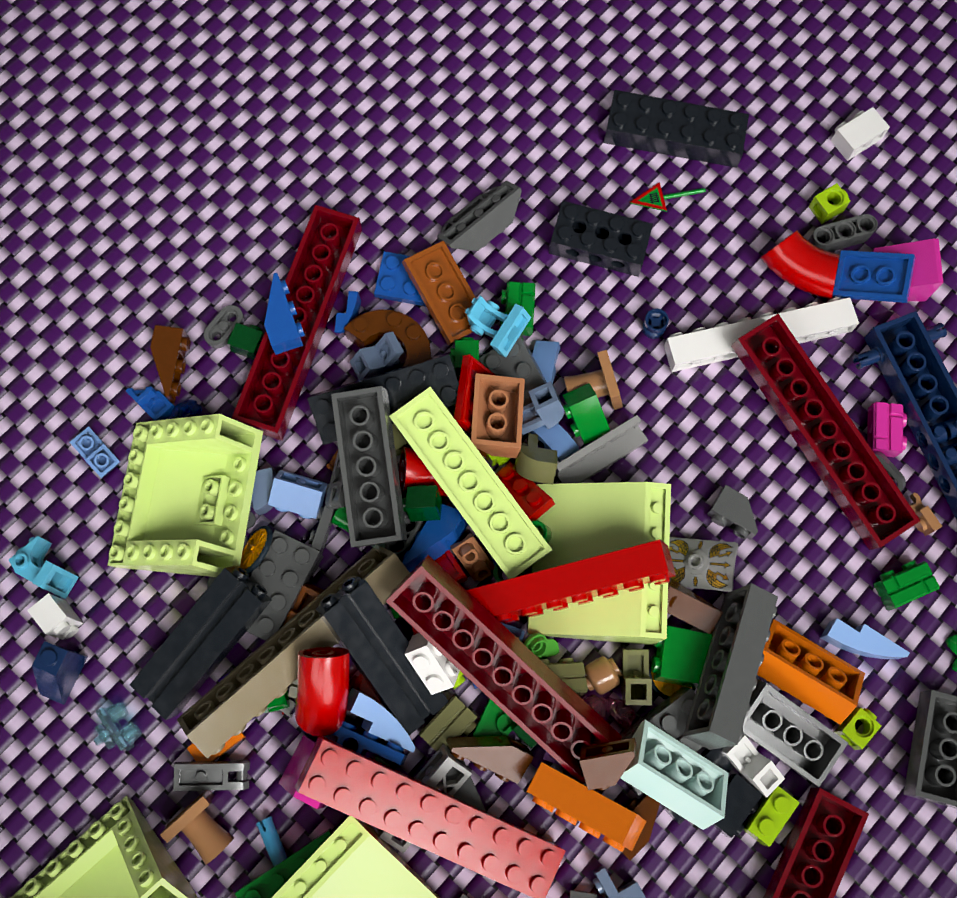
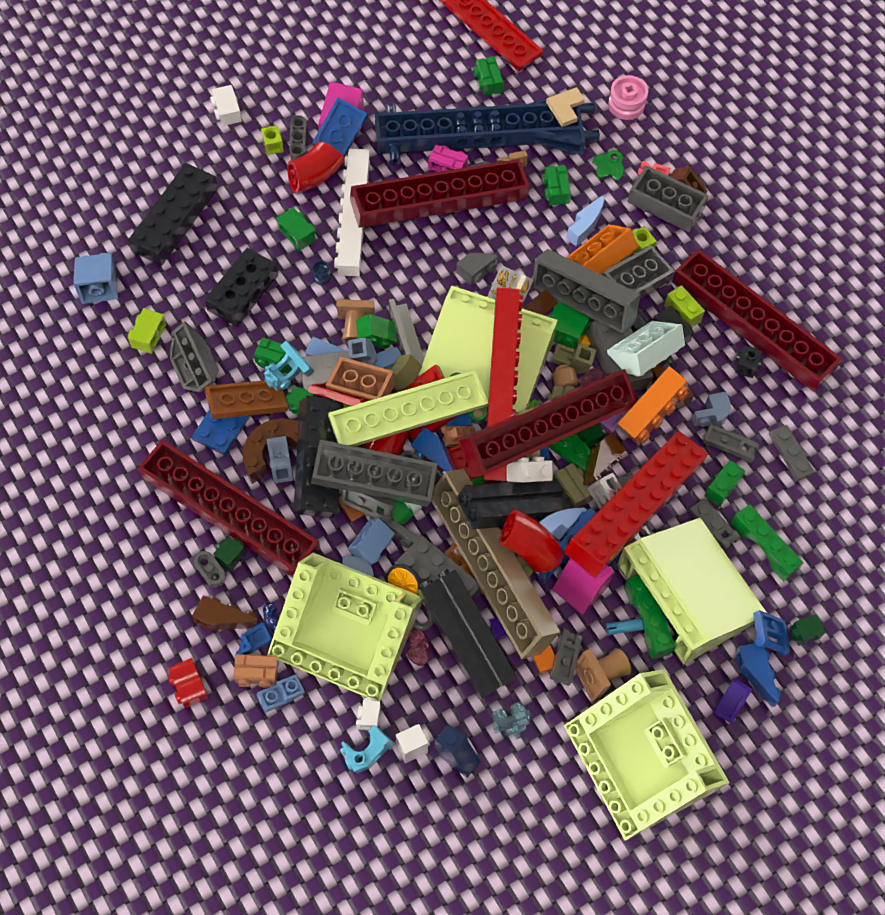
camera: 75 degrees left, 10 degrees down
(82, 349) = (187, 682): none -> red brick
(87, 558) = (368, 714): none -> white brick
(113, 416) = (255, 670): none -> nougat brick
(193, 588) = (419, 647): none -> clear pink arm
(279, 320) = (230, 512): blue slope -> none
(352, 312) = (234, 471): blue slope -> none
(423, 503) = (410, 447): dark green brick -> none
(505, 156) = (147, 330): none -> lime brick
(556, 75) = (95, 278): none -> medium blue slope
(606, 762) = (630, 375): slope -> none
(655, 199) = (222, 246): piece -> none
(707, 274) = (296, 229): none -> green brick
(754, 766) = (653, 303): white slope -> none

